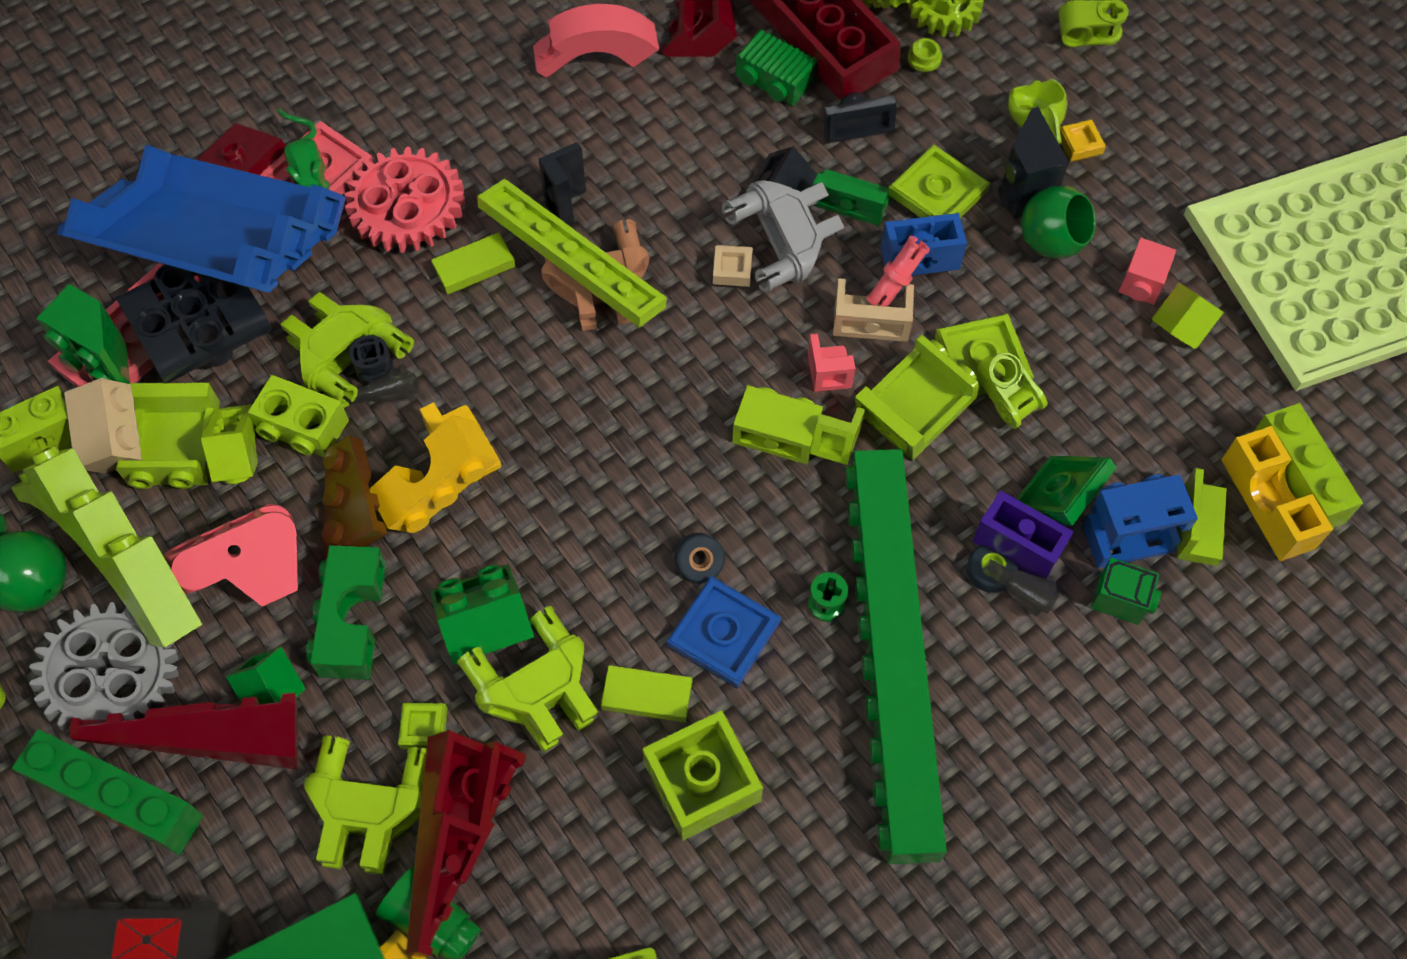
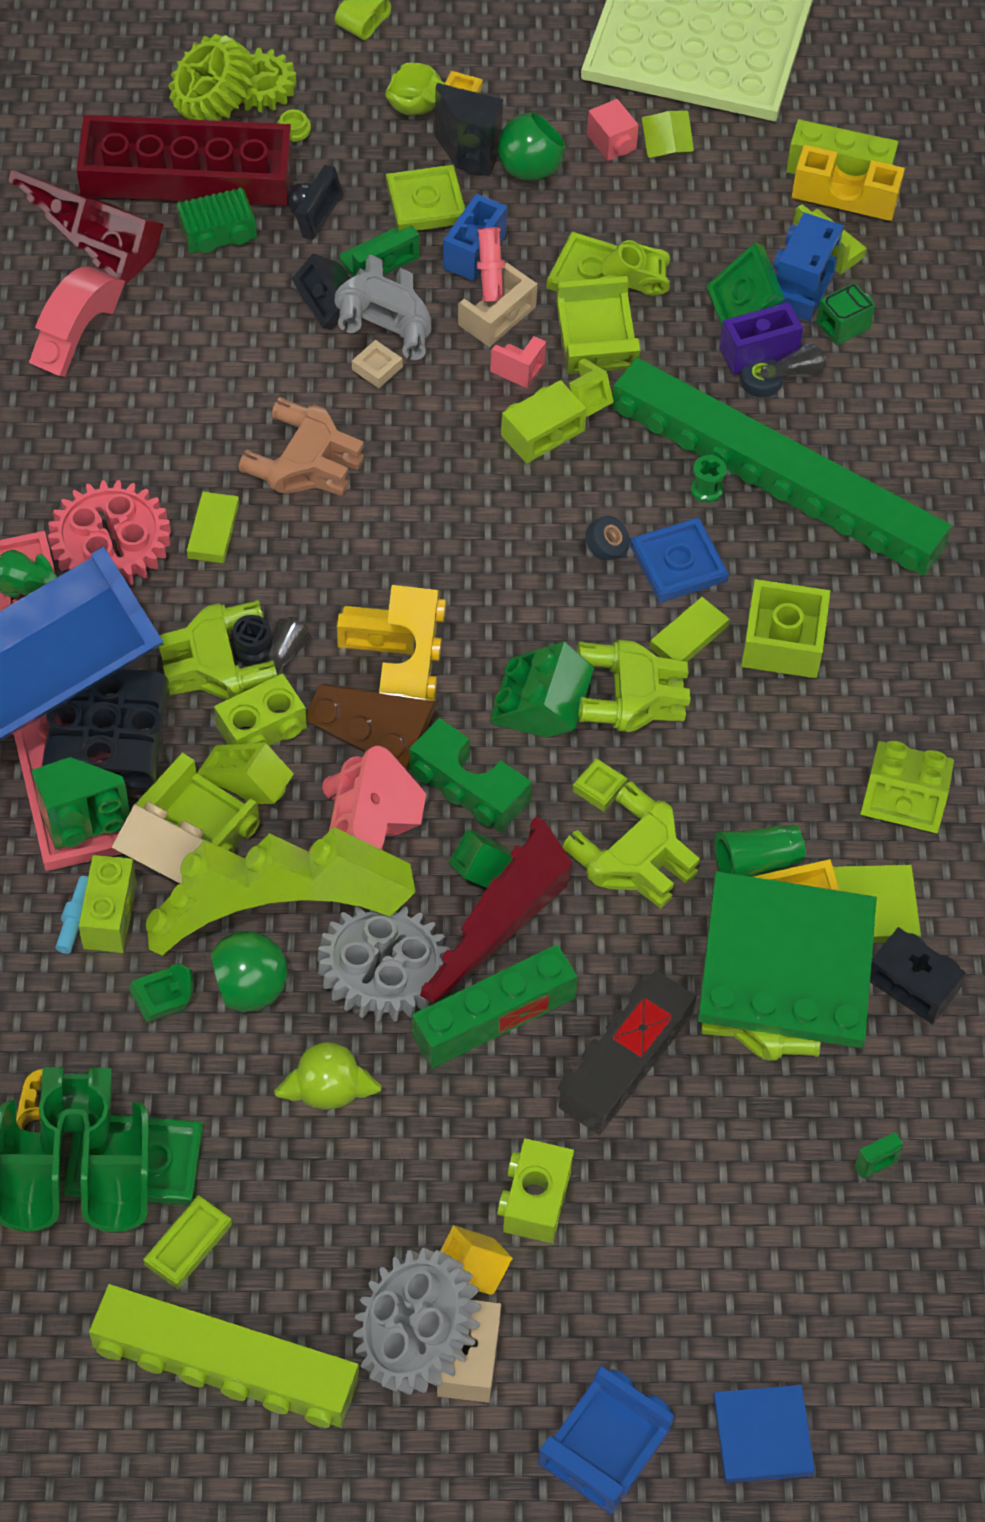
camera: 55 degrees left, 5 degrees down
(458, 801) = (697, 787): dark red wedge -> none
(563, 180) = (211, 420): black panel -> none
(572, 253) = (284, 445): lime plate -> none

